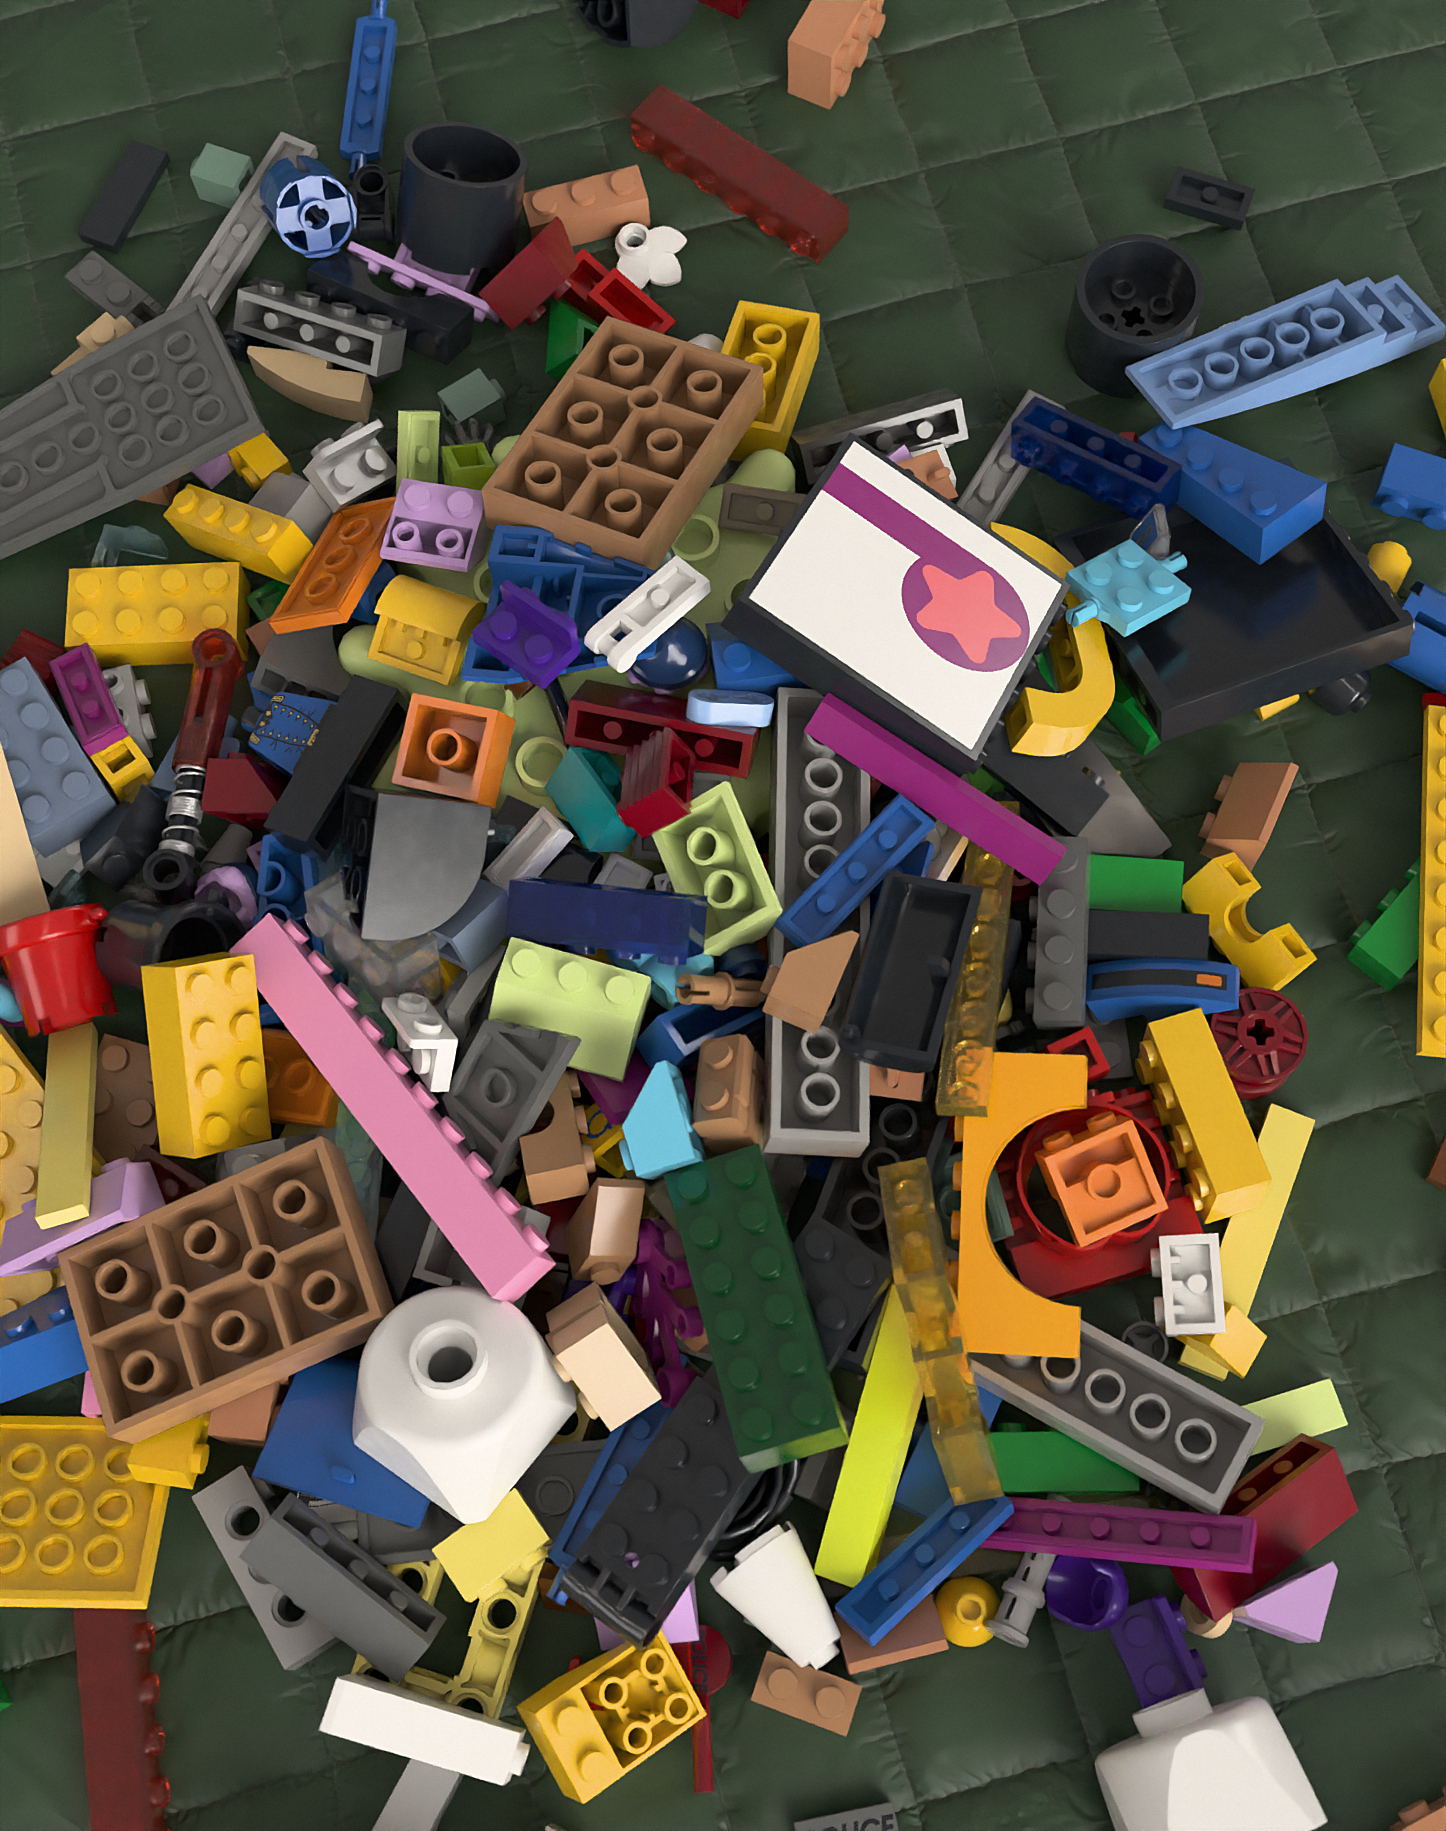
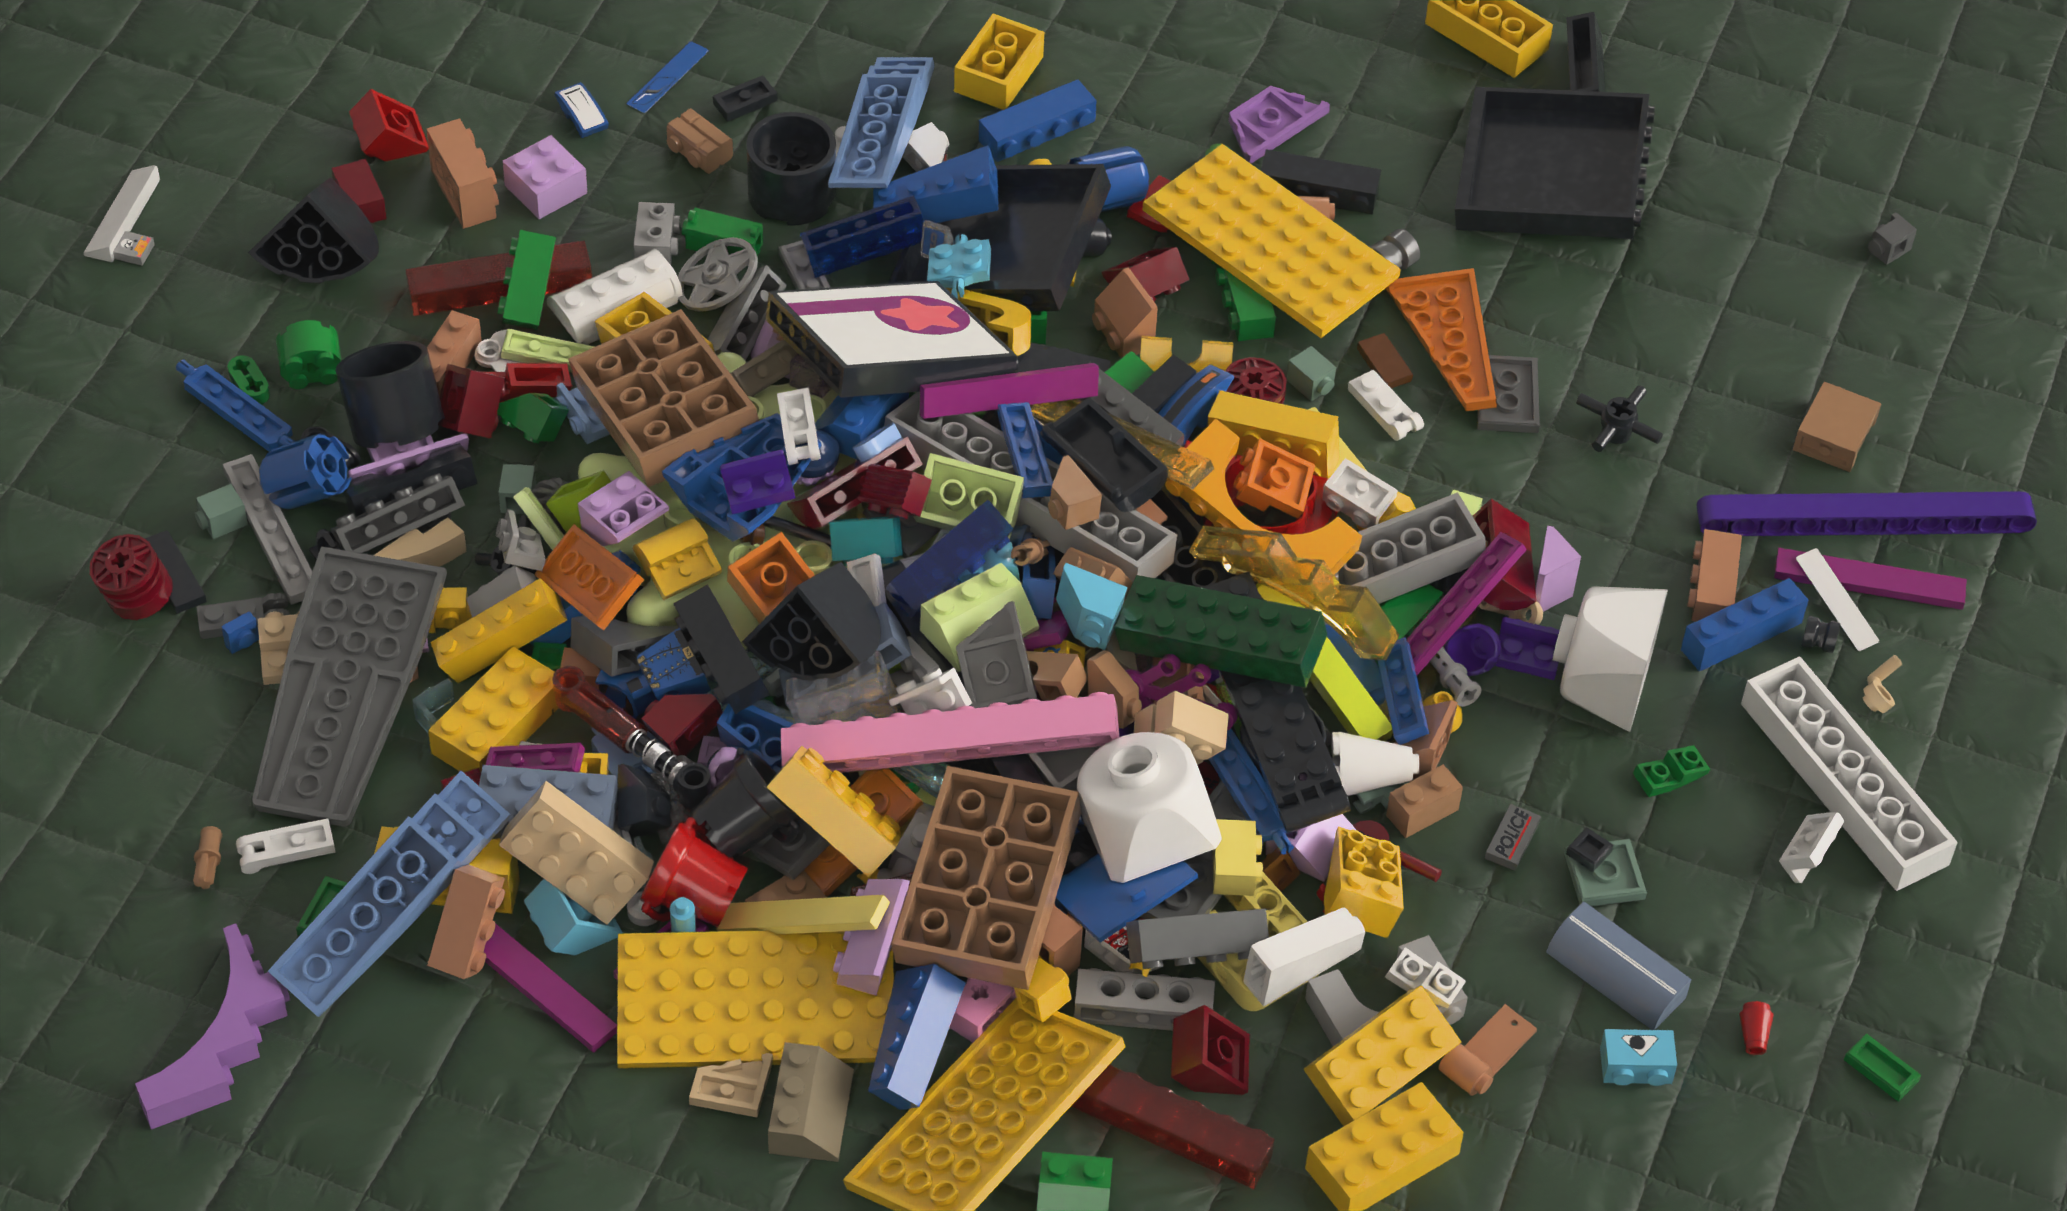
camera: 60 degrees left, 20 degrees down
(62, 167) = (131, 576): none -> dark red wheel
(82, 308) = (240, 632): none -> blue plate
(245, 1701) = (1210, 1053): none -> dark red slope
(409, 68) = (253, 378): none -> green beam
(475, 89) = (308, 354): none -> green brick
(680, 289) = (539, 349): none -> yellowish green tile
(738, 197) = (527, 279): none -> green brick
(846, 297) = (595, 297): none -> white container
(912, 106) = (545, 177): none -> lavender brick
(924, 362) = (717, 274): none -> light grey wheel
(931, 263) = (656, 229): none -> light grey brick
(990, 326) = (708, 226): none -> green brick
(1043, 67) = (582, 109): none -> slope
(1102, 201) = (699, 141): none -> medium nougat brick
(1175, 107) = (667, 77): none -> blue sticker
(1308, 427) = (926, 147): none -> white slope
(1341, 788) = (1155, 269): none -> dark red slope
(1360, 1081) = (1311, 373): none -> sand green brick
(1395, 1198) = (1385, 405): none -> white plate

